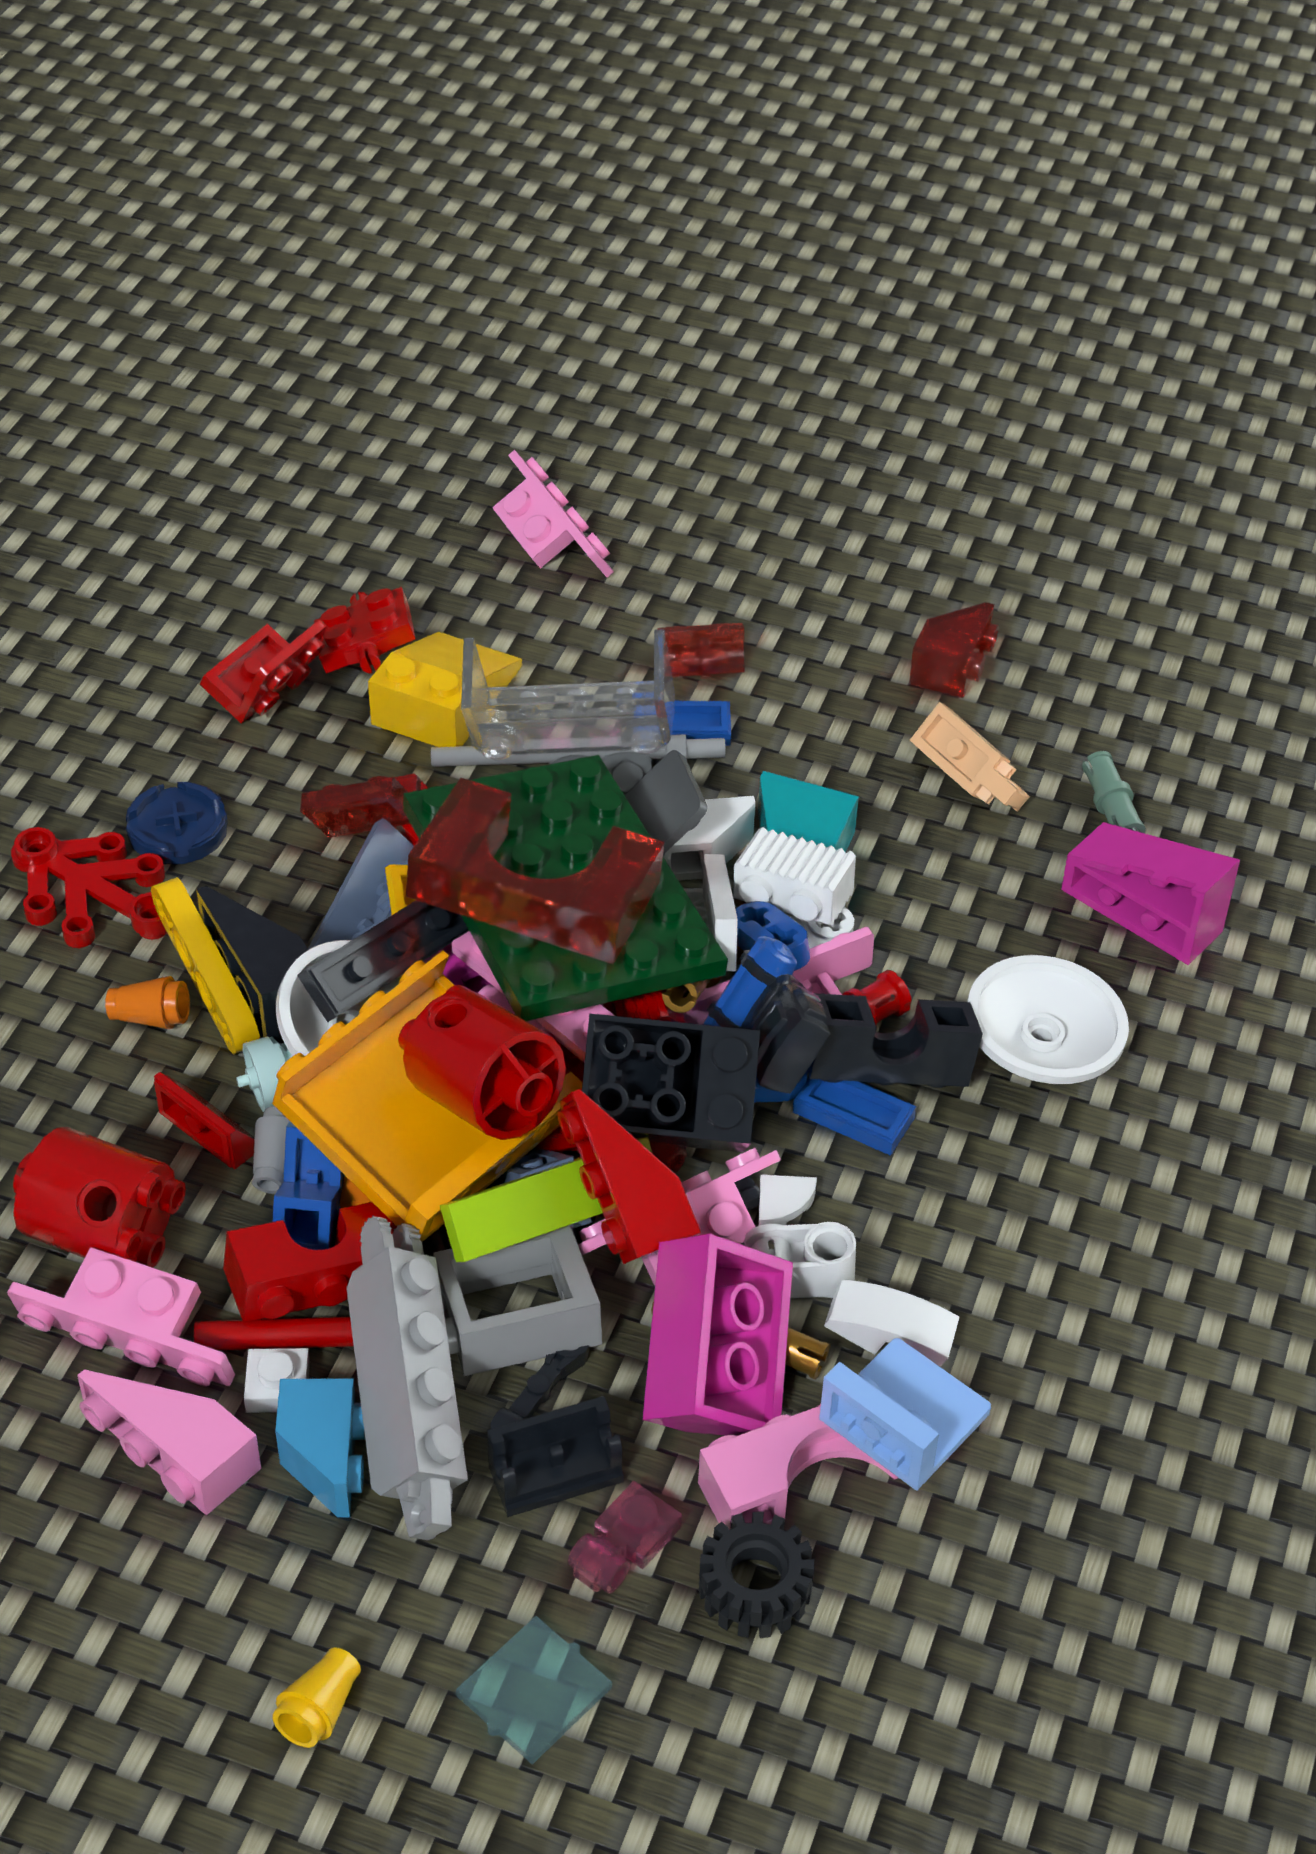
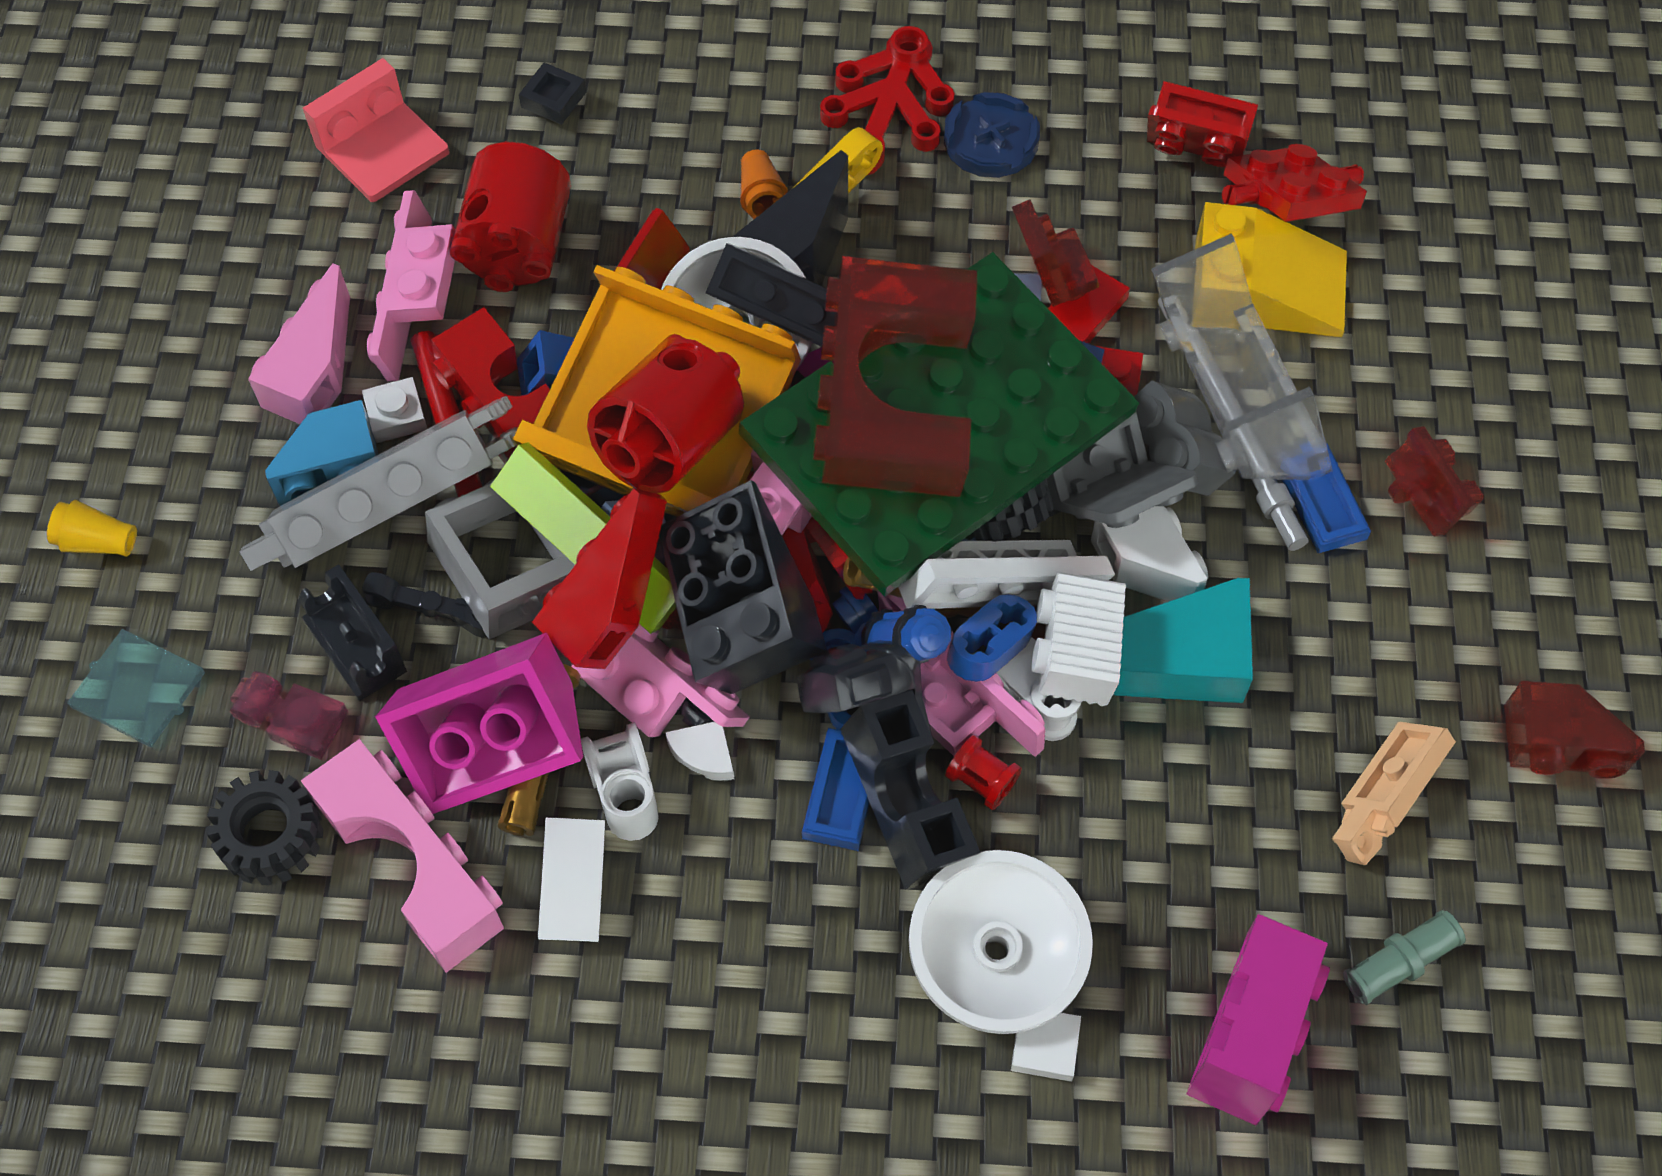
camera: 75 degrees right, 15 degrees up
(540, 523) = (1563, 289): bright pink bracket -> none
(902, 1411) = (416, 895): light blue bracket -> none
(1142, 1035) = (1048, 1048): none -> white tile

